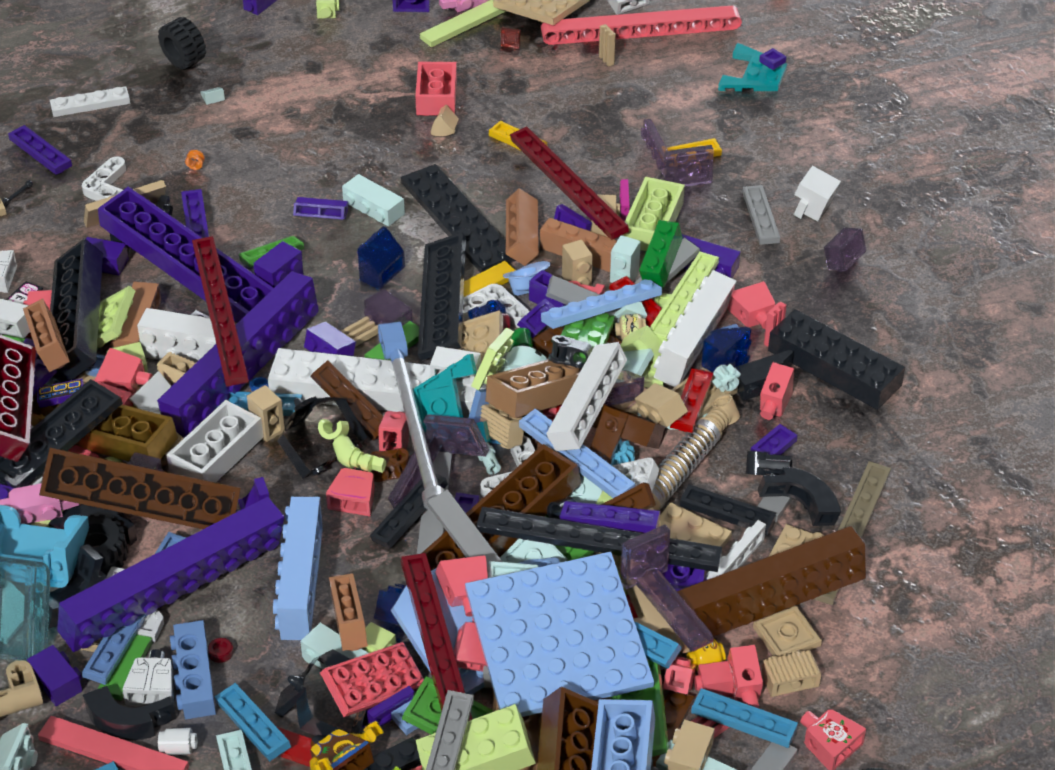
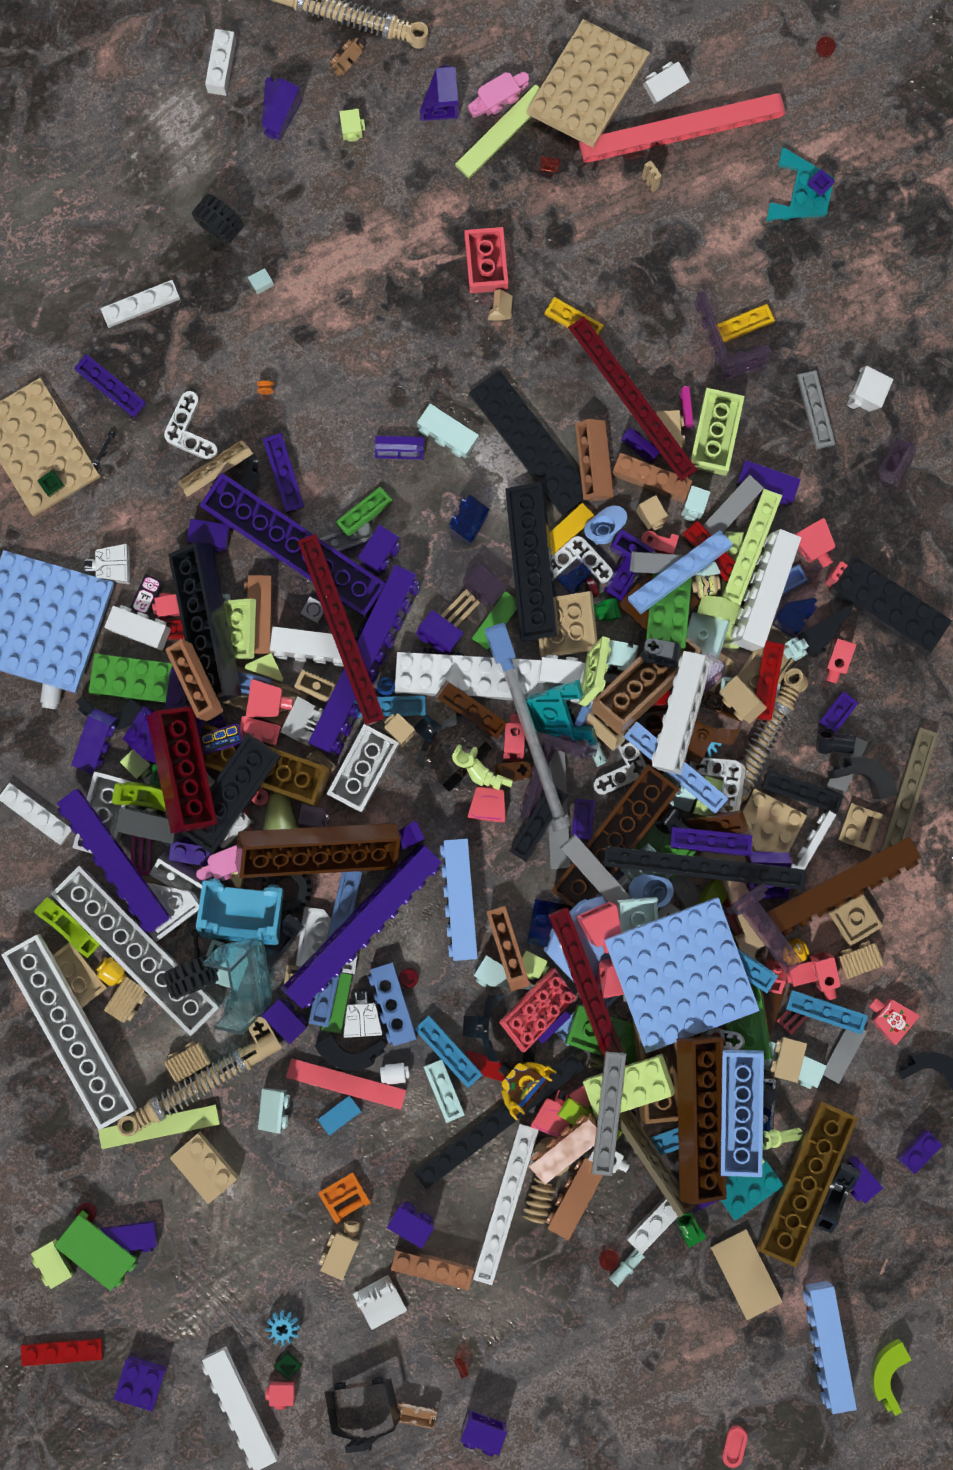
camera: 10 degrees left, 40 degrees up
(661, 252) = (729, 501): green brick -> none

